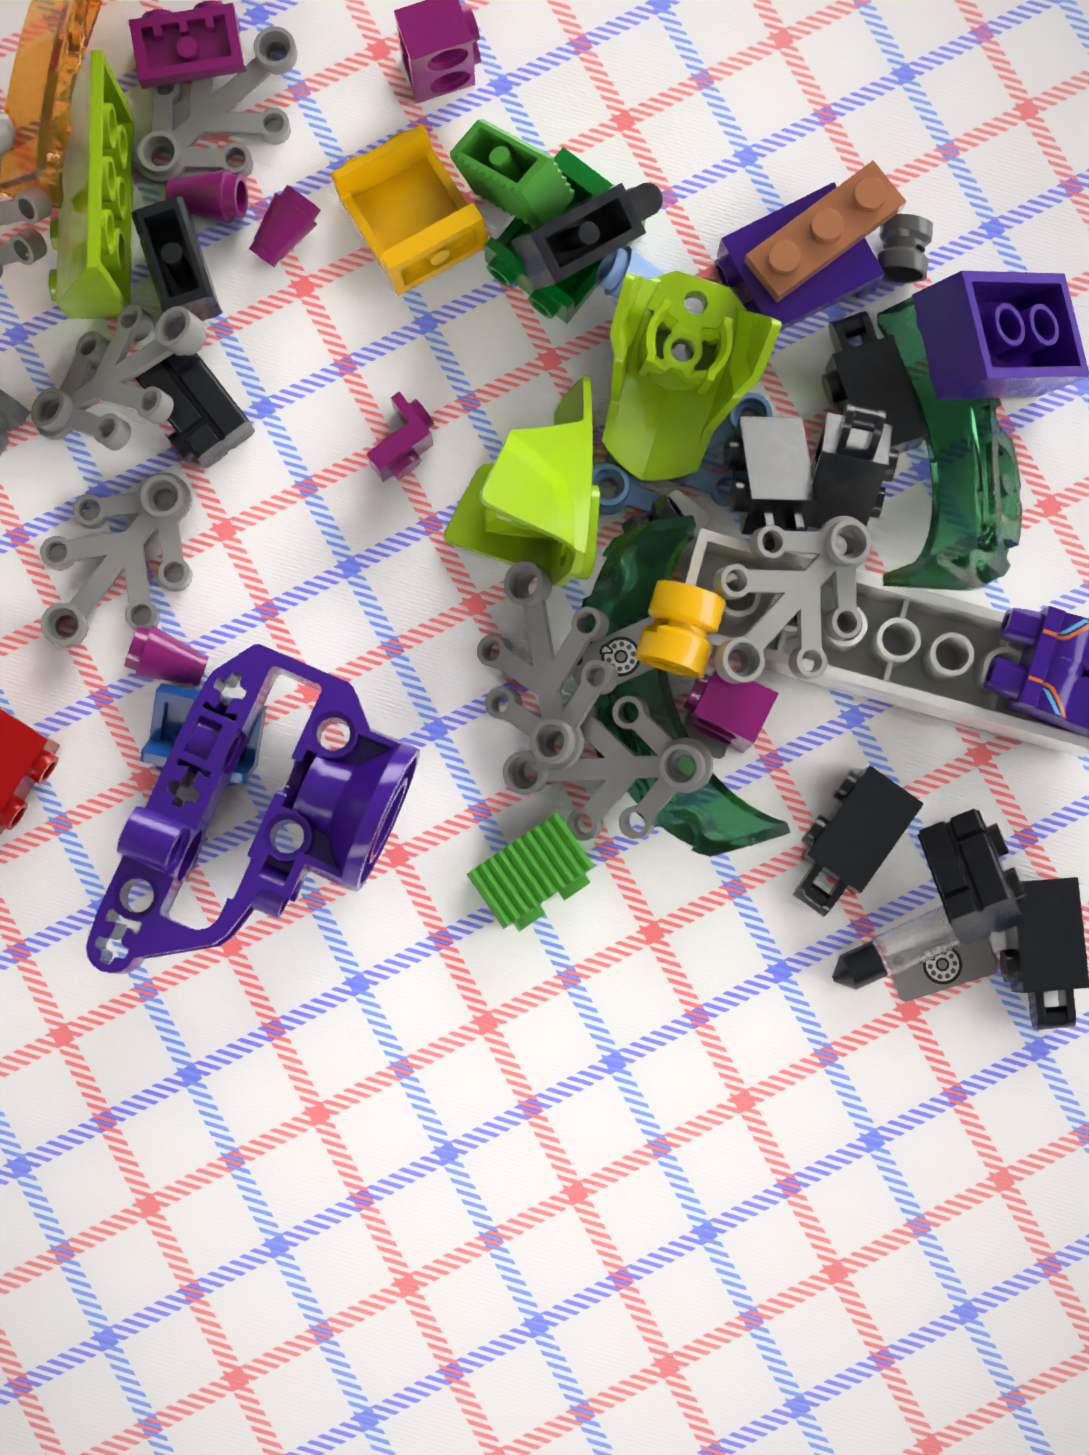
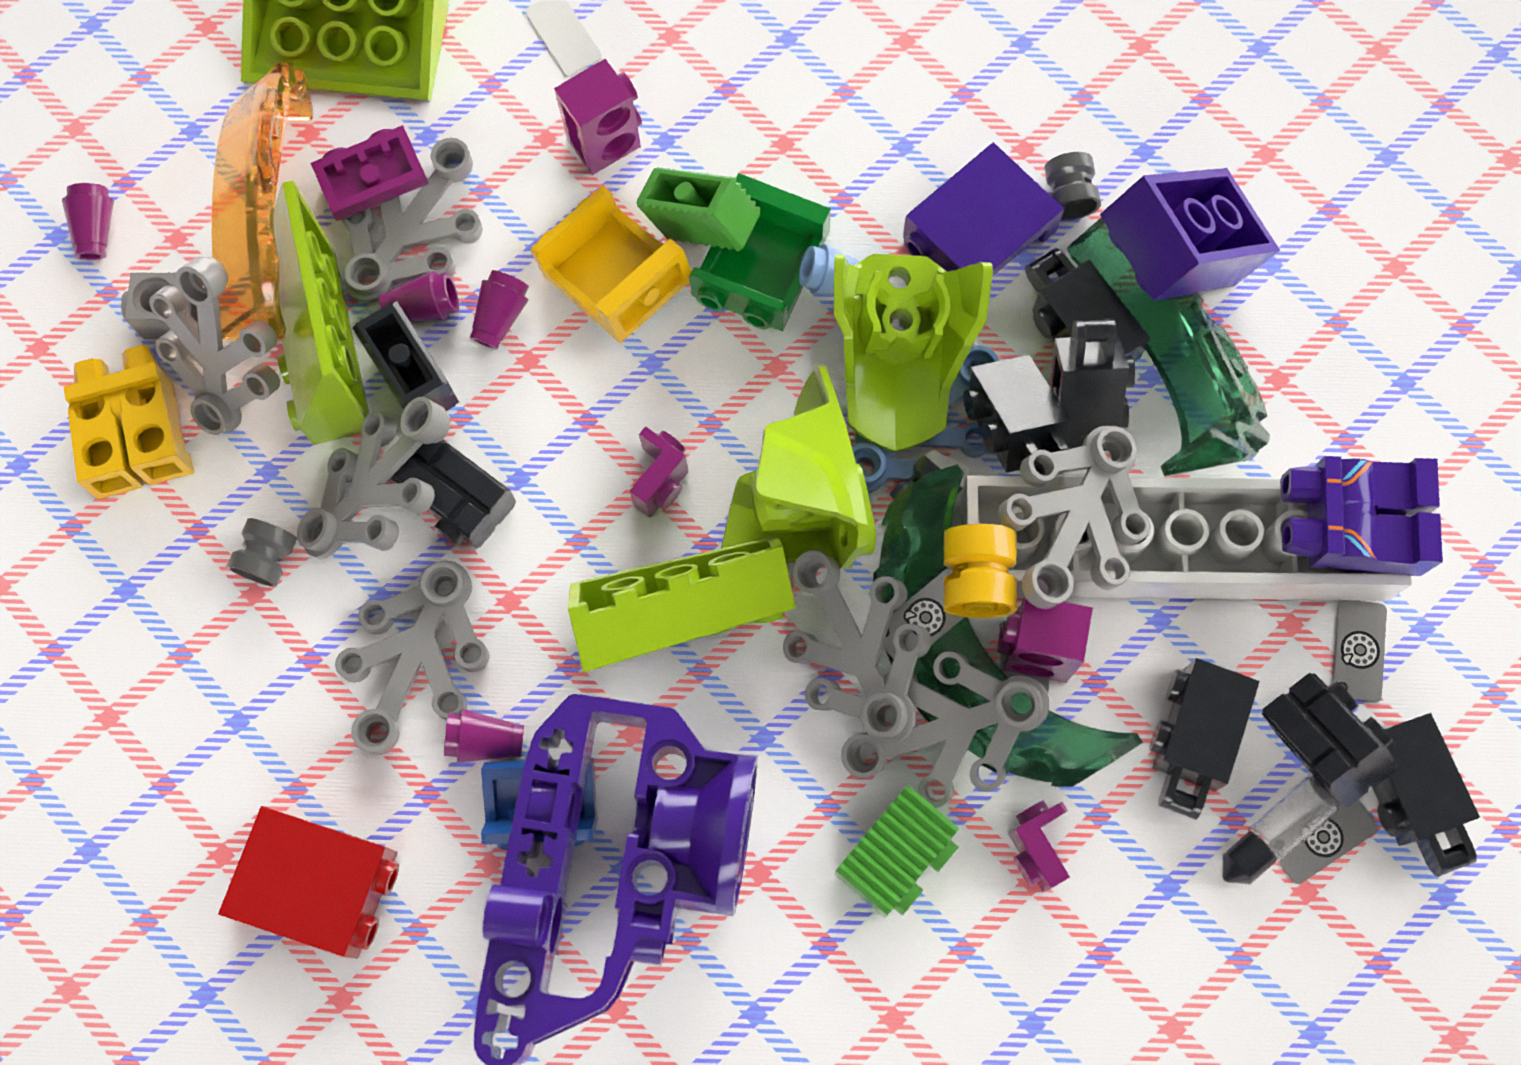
camera: 10 degrees left, 10 degrees down
(384, 576) = (678, 601): none -> lime wedge
(586, 232) = (782, 237): black brick -> none
(661, 914) = (1036, 856): none -> magenta bracket
(825, 231) = (999, 185): nougat plate -> none
(1038, 797) = (1361, 648): none -> light grey sticker

